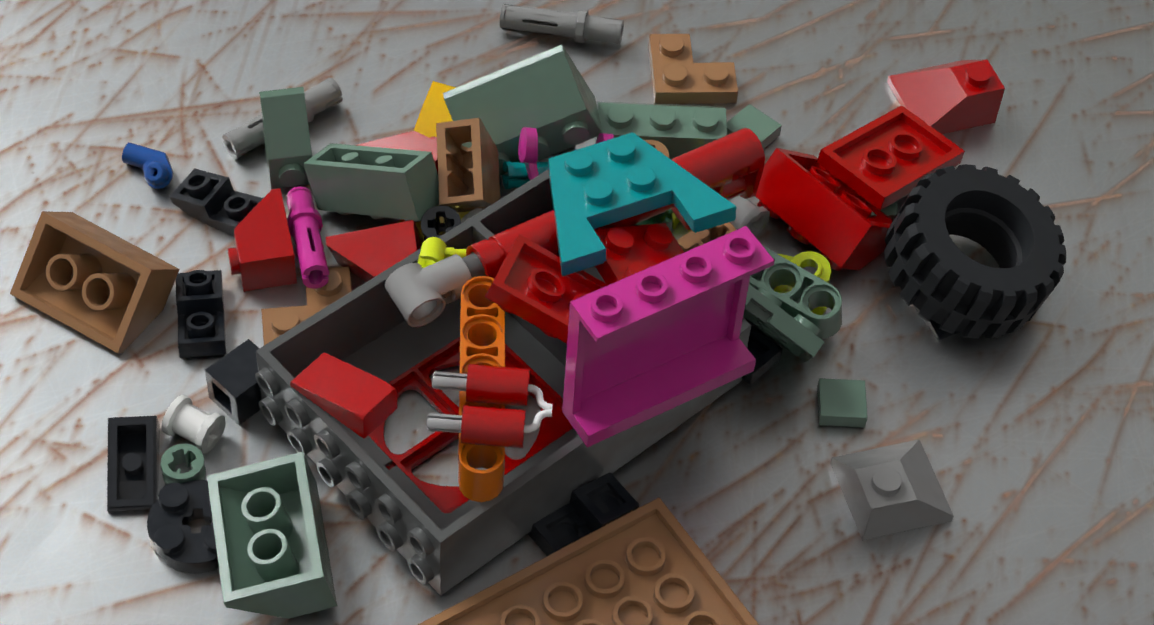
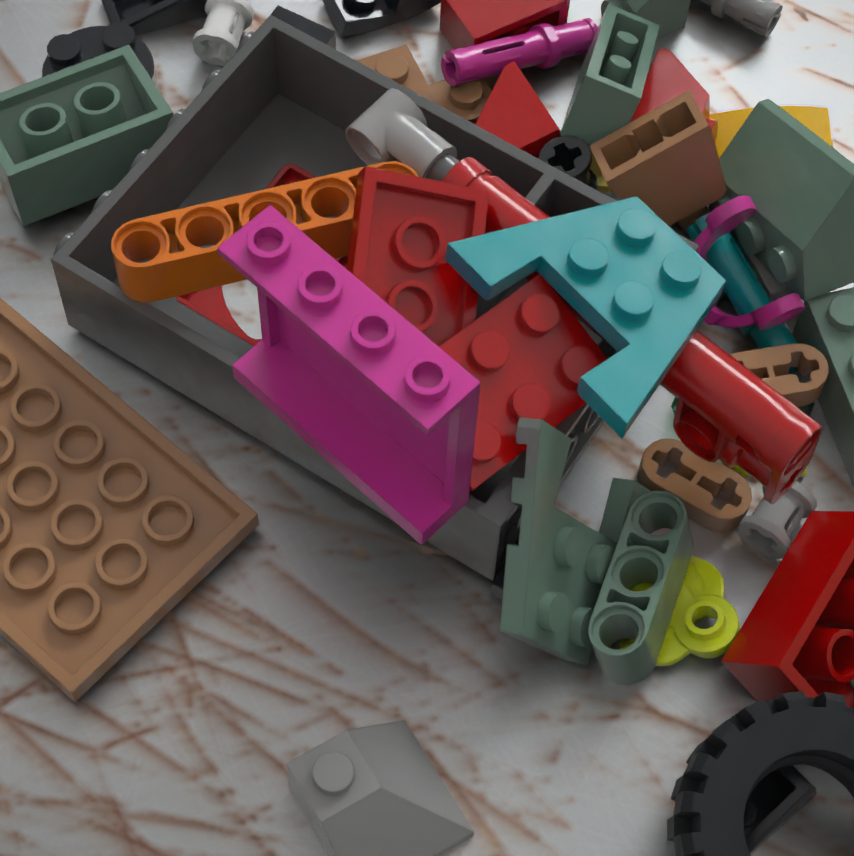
camera: 75 degrees right, 10 degrees up
(182, 454) = (169, 27): sand green bush -> none
(347, 393) = (224, 109): red slope -> none
(435, 250) = (467, 137): neon yellow hand -> none
(488, 424) = (167, 229): red piece -> none
(588, 511) = (222, 446): black slope -> none
(842, 402) = (501, 715): sand green tile -> none

